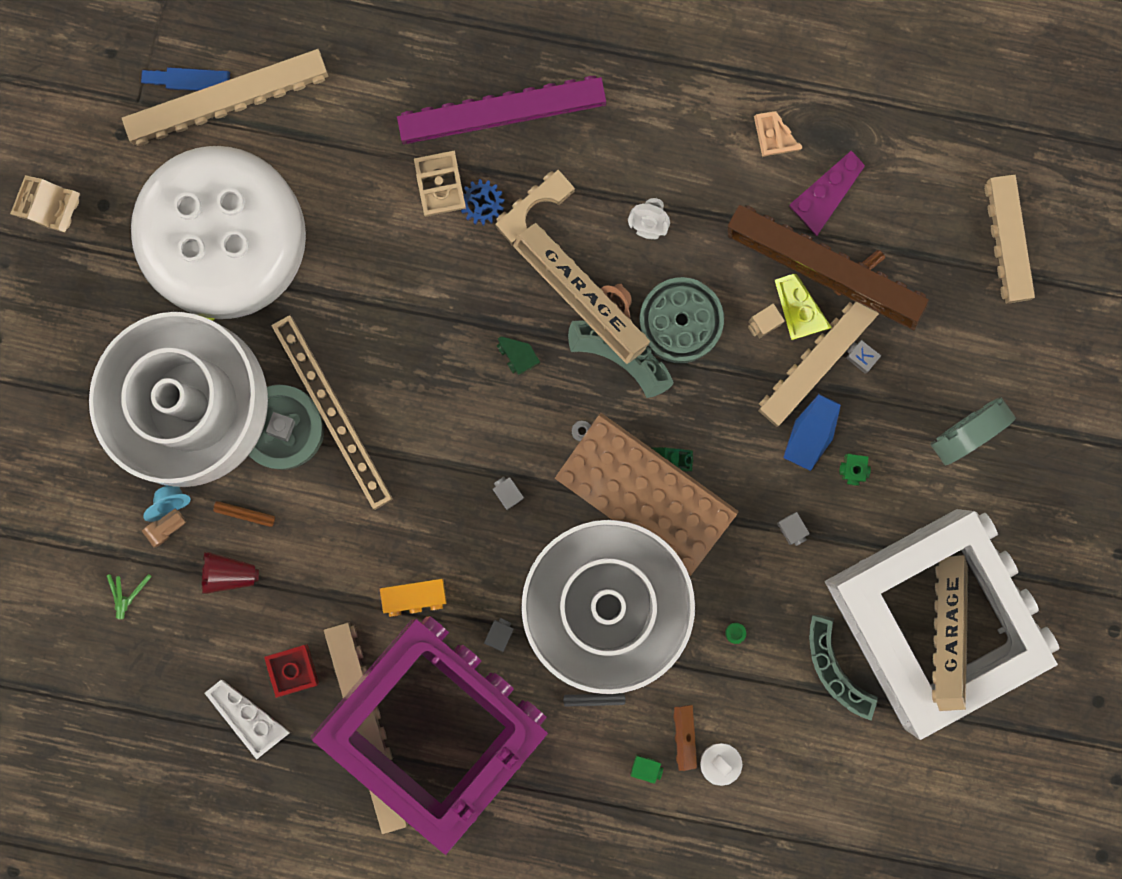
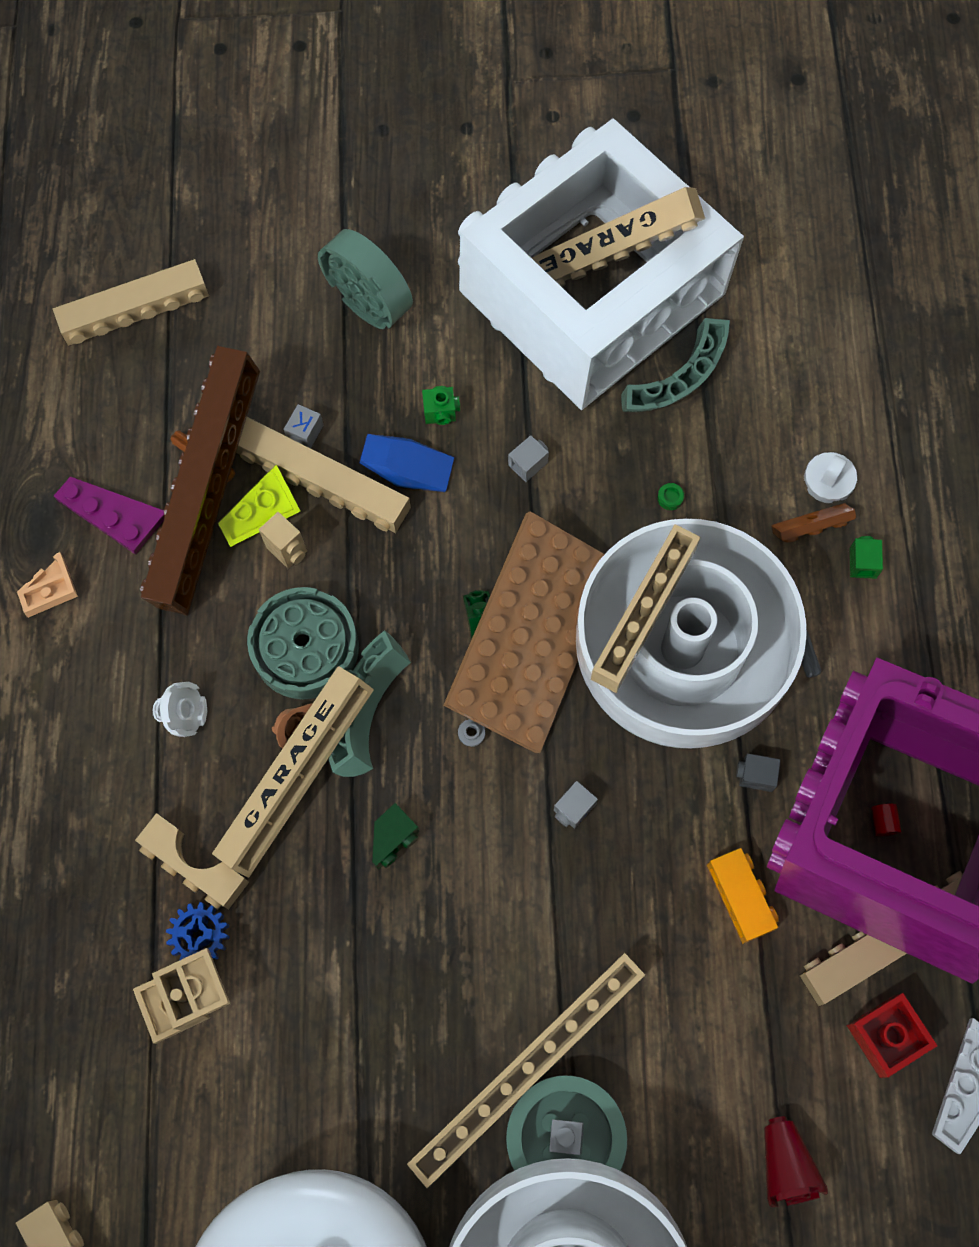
camera: 100 degrees left, 15 degrees down
(245, 514) = (698, 1163): dark orange axle -> none
(441, 718) = (886, 820): none -> red gear
(501, 110) = (68, 941): magenta brick -> none
(621, 571) = (645, 608): none -> tan brick

